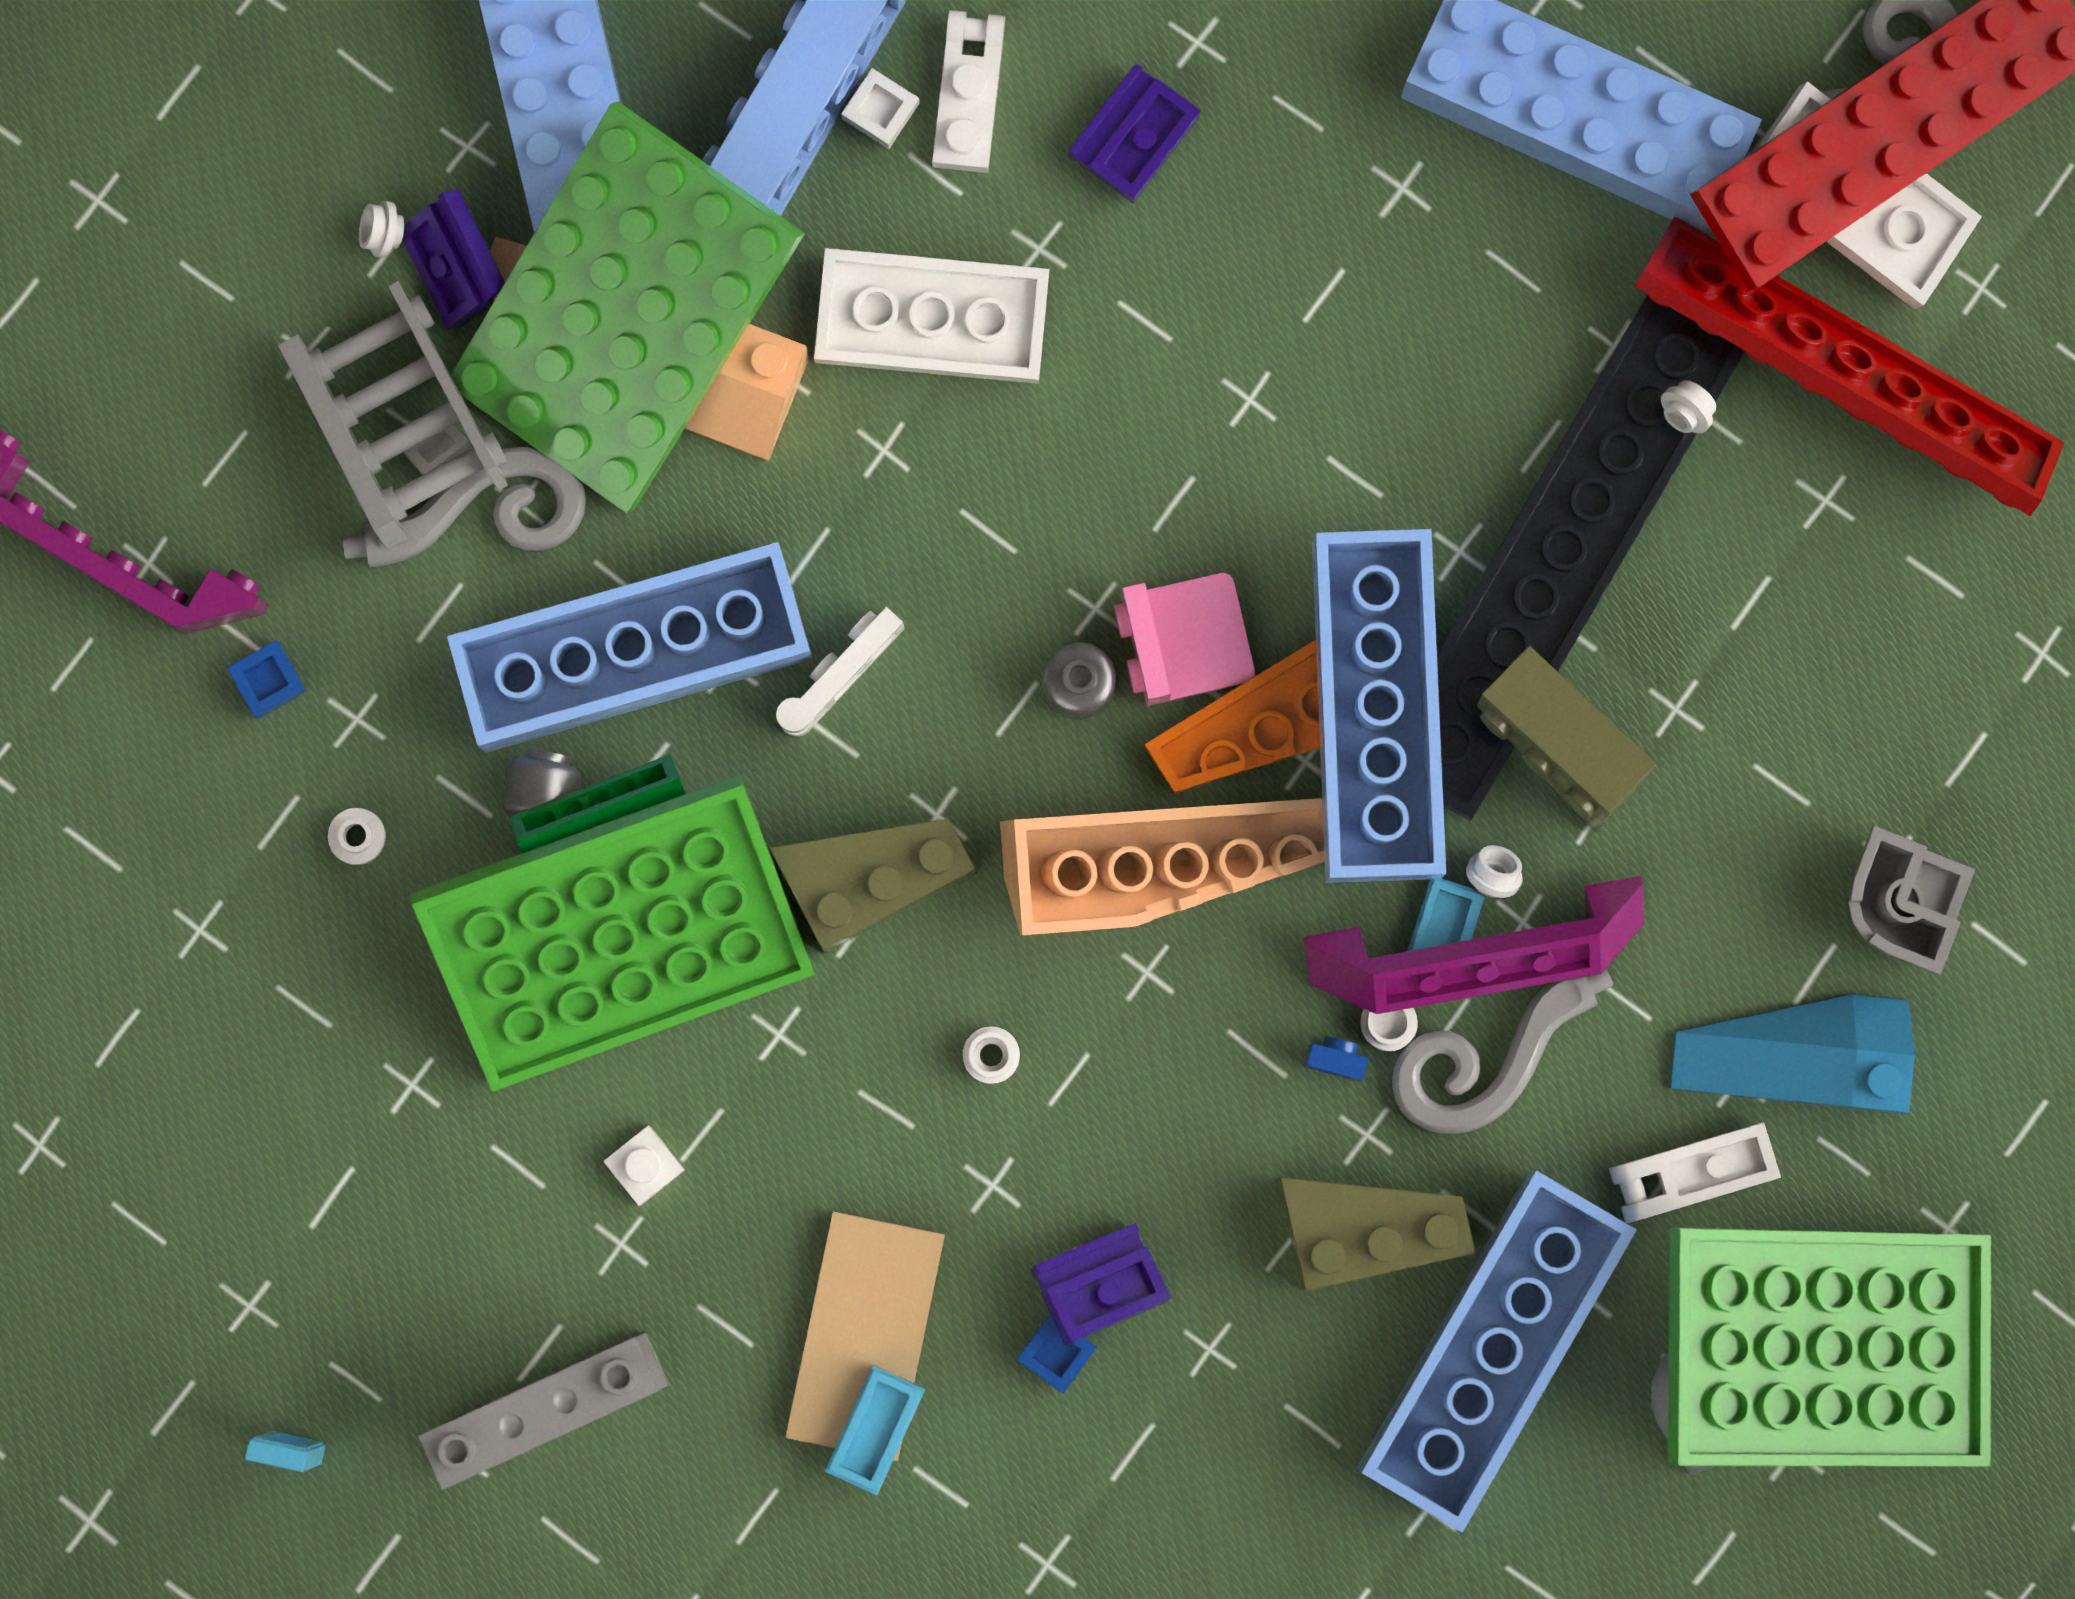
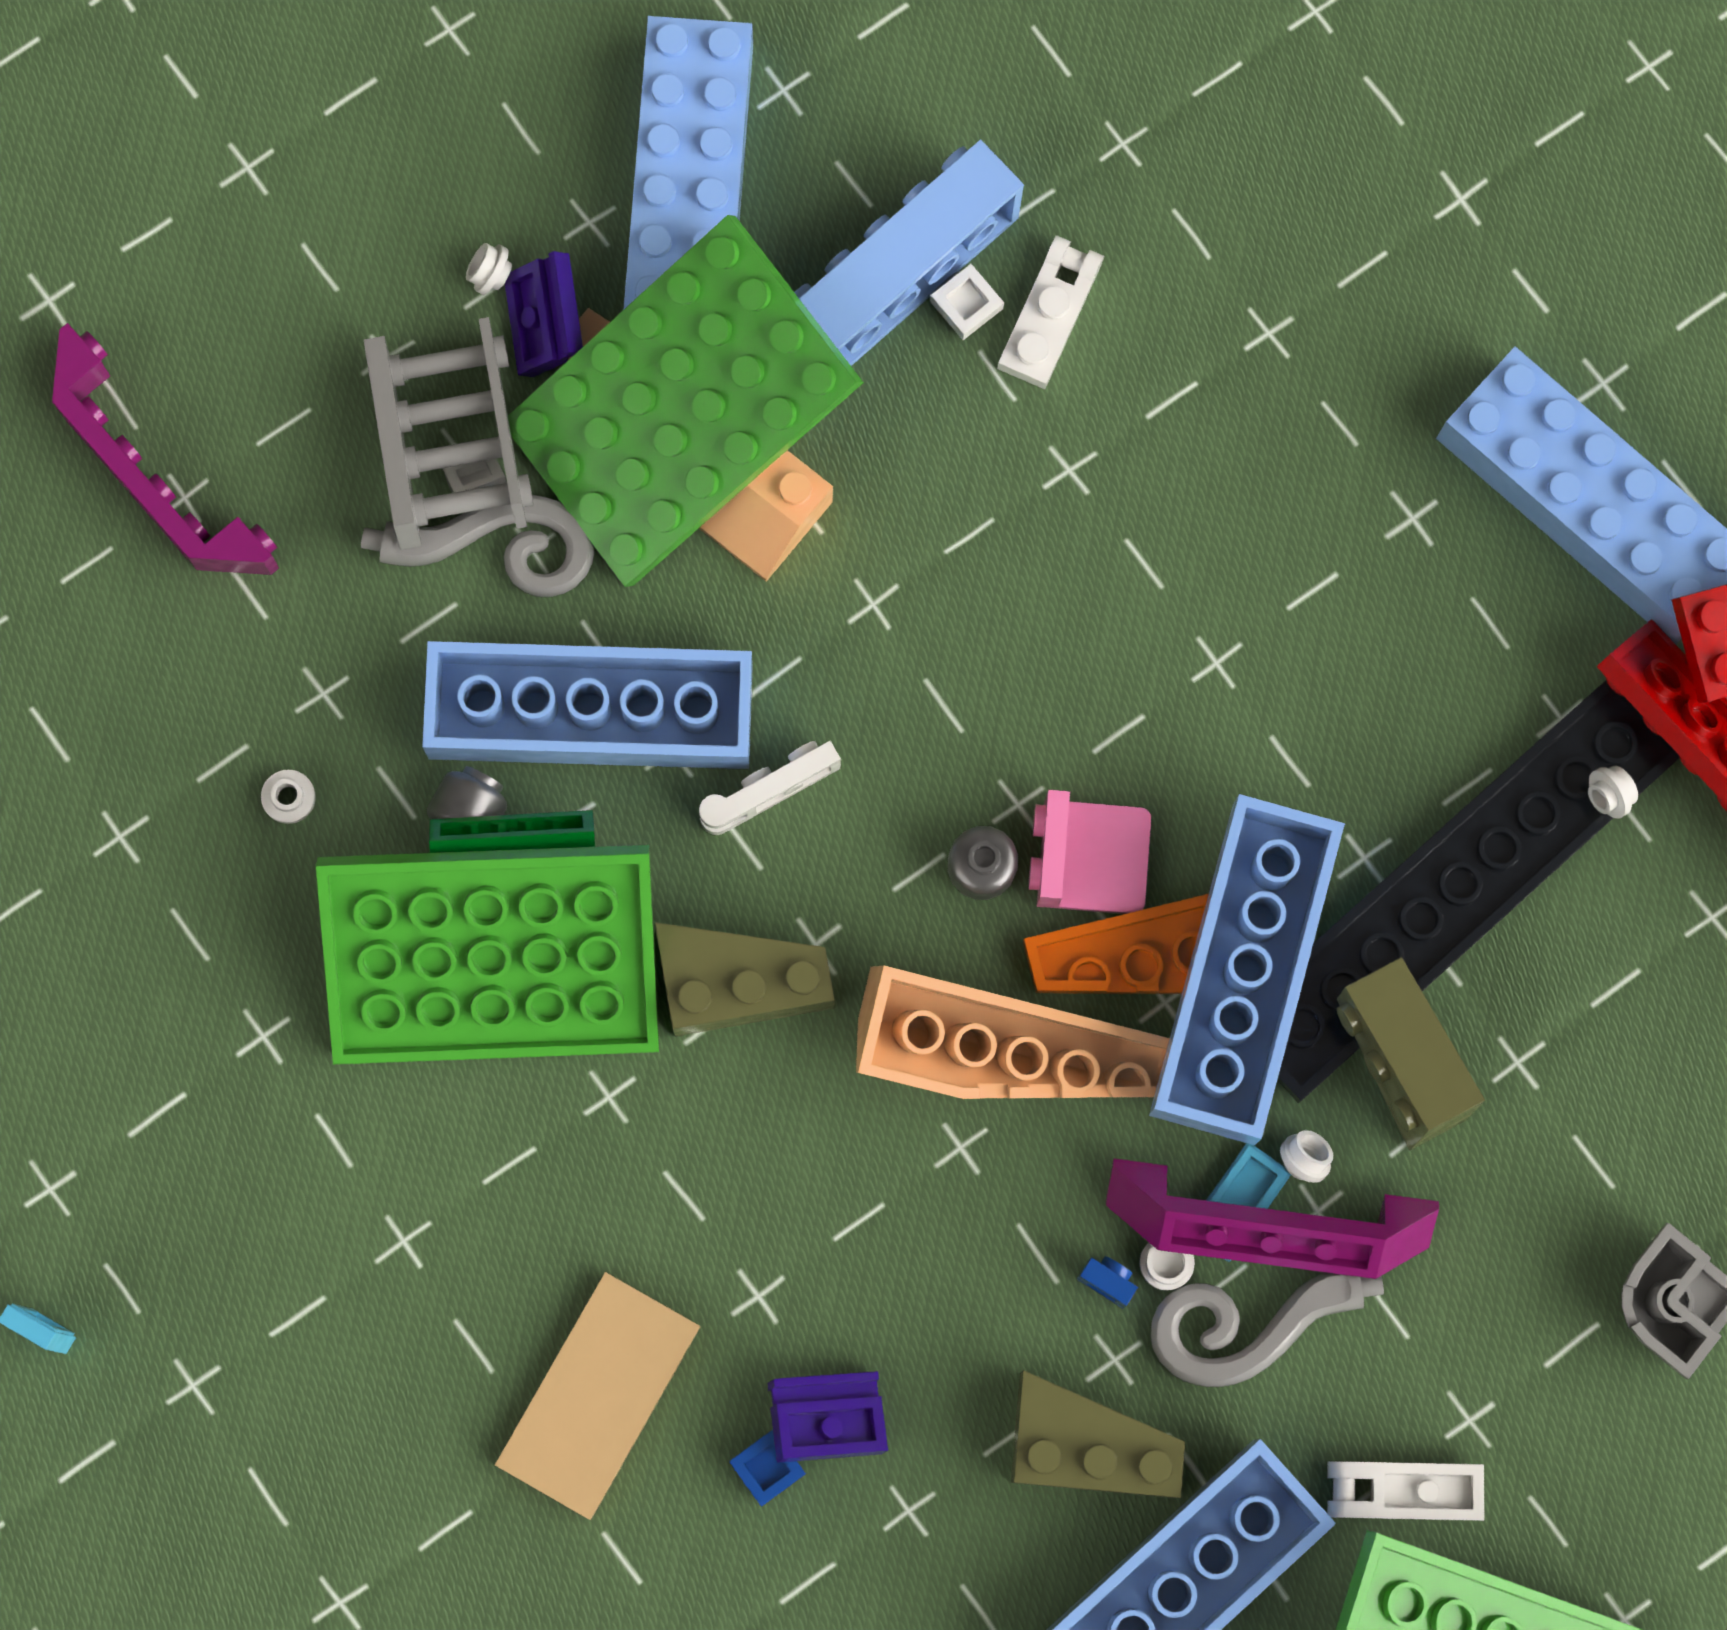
camera: 15 degrees right, 5 degrees down
(267, 679) = (255, 632): blue plate -> none
(543, 1411) = (283, 1366): light grey fence -> none
(644, 1165) = (448, 1175): white plate -> none
(875, 1430) = (578, 1484): medium azure tile -> none
(931, 315) = (954, 497): white plate -> none
(984, 1037) = (800, 1159): white plate -> none
(1134, 133) = (1187, 394): dark purple plate -> none
(1818, 1053) = (1553, 1418): dark azure wedge -> none

